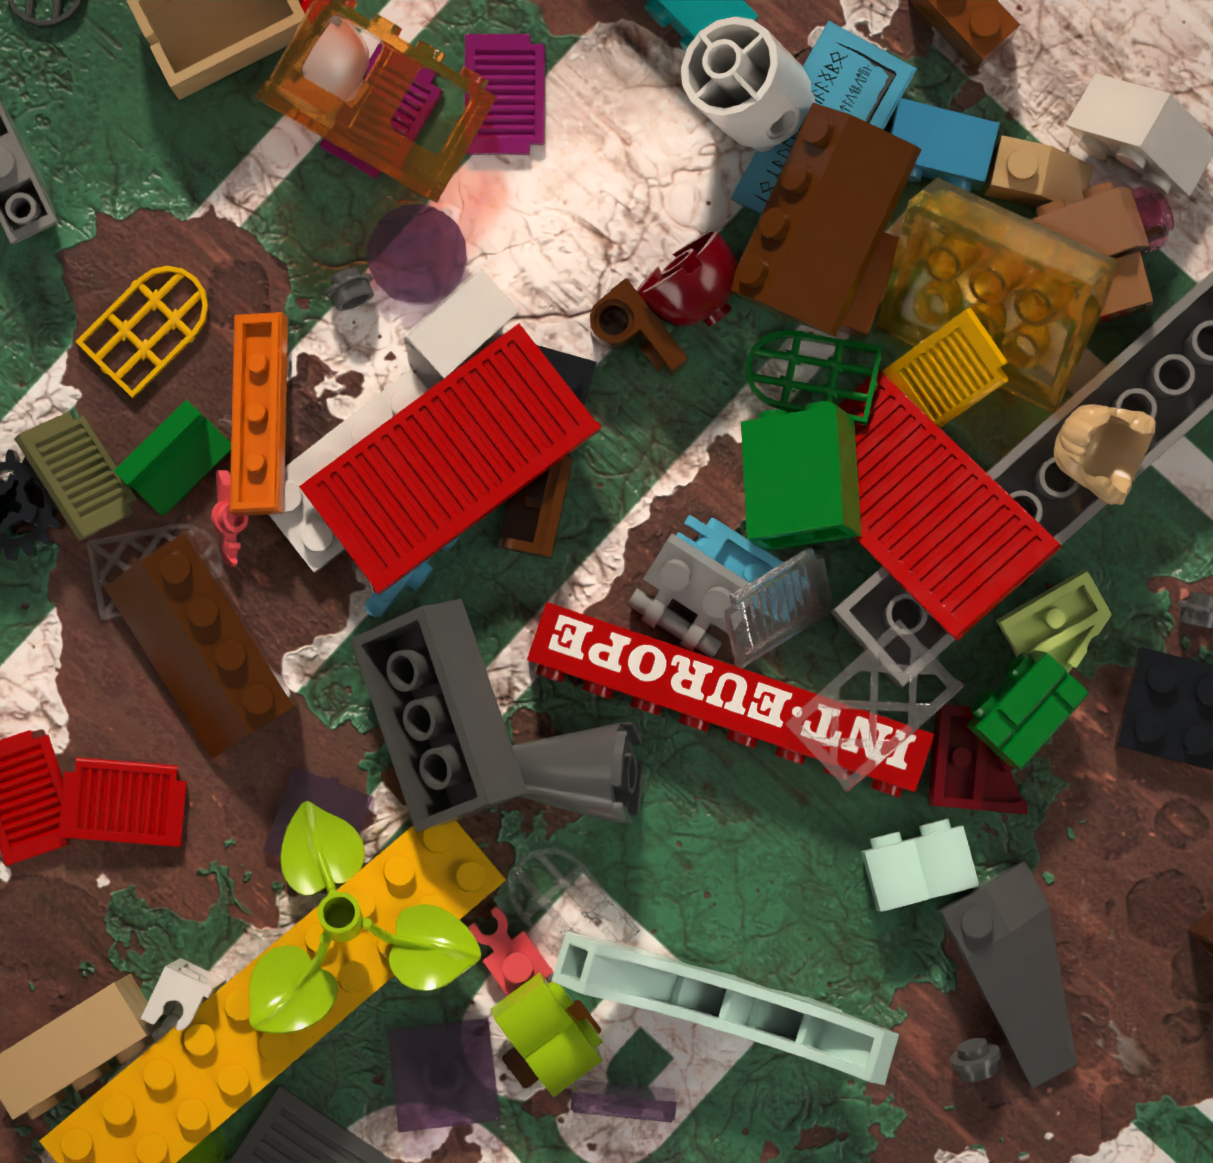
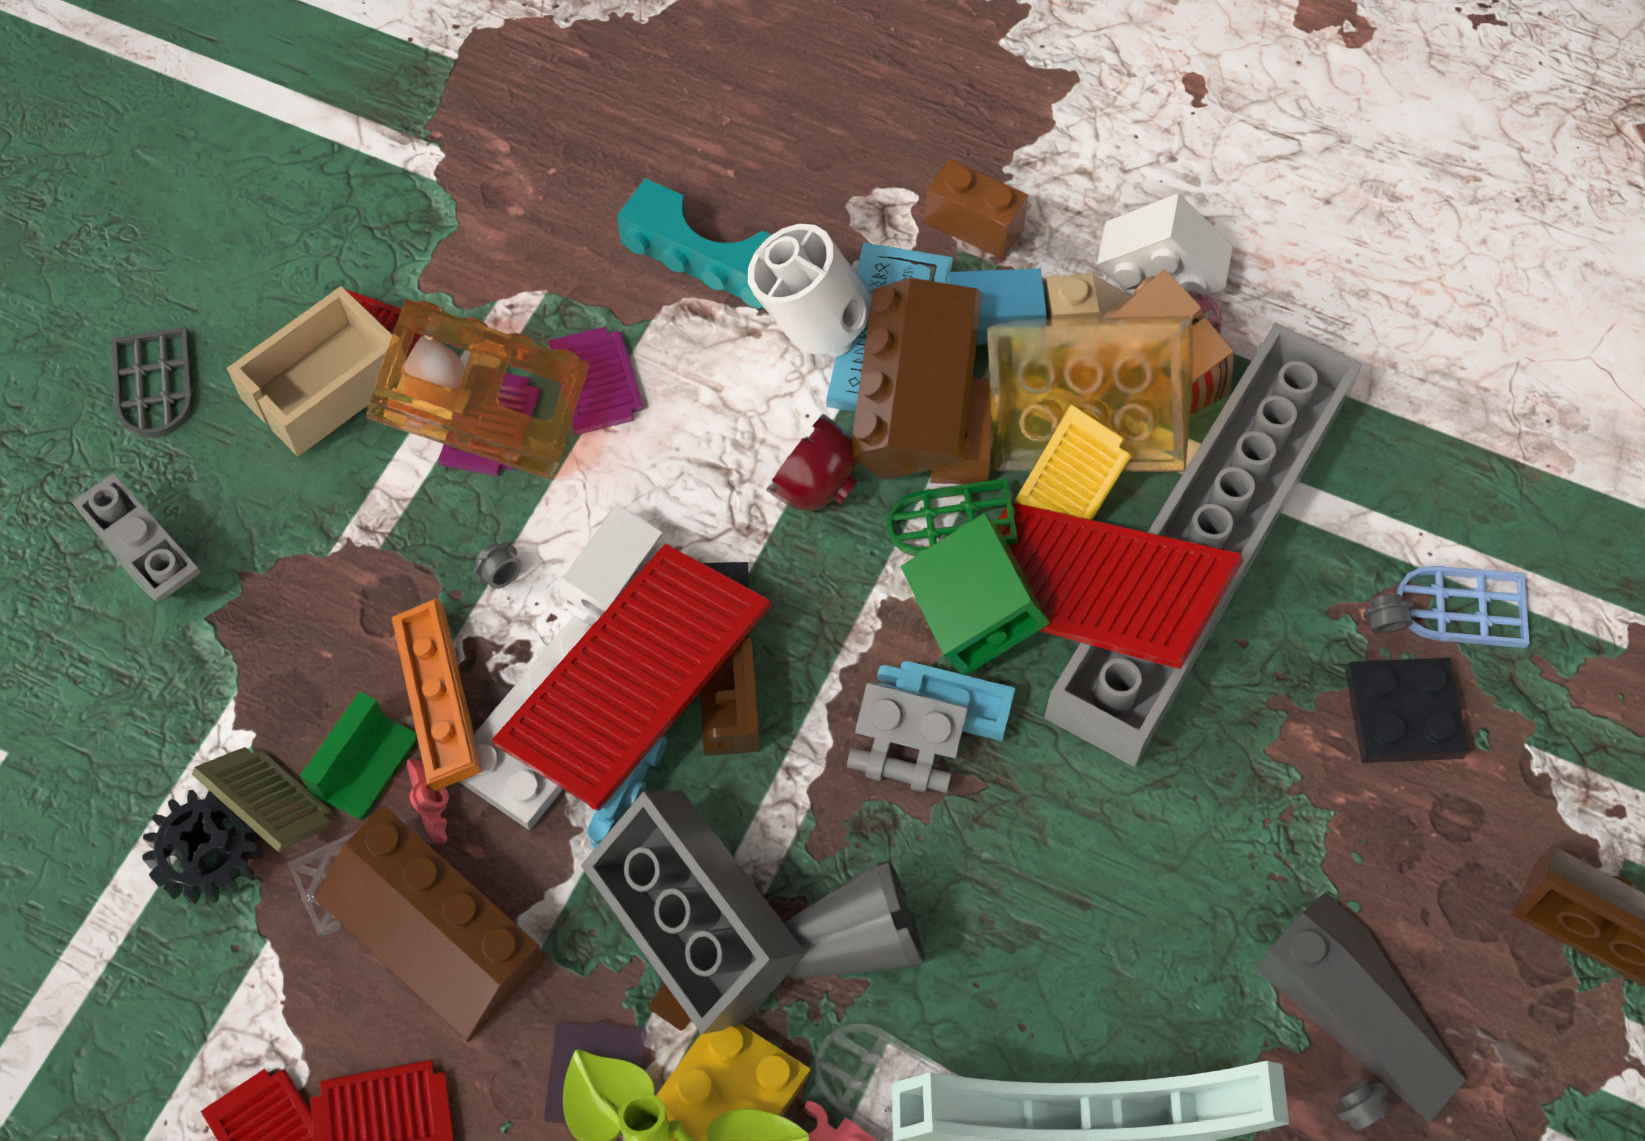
camera: 20 degrees left, 25 degrees down
(145, 346) = (309, 673): yellow window -> none
(417, 254) = (552, 522): clear purple tile -> none
(659, 345) = (780, 517): reddish brown plate -> none
(713, 693) = (978, 820): red brick -> none
(778, 606) = (993, 713): clear window -> none
(877, 749) = (1102, 729): clear window -> none
(920, 866) = (1225, 925): light aqua brick -> none
(967, 770) = (1234, 814): dark red wing -> none
(1026, 707) = (1268, 735): green brick -> none
(1058, 621) = (1263, 673): yellowish green wing -> none
(1104, 449) = (1245, 472): tan hair -> none

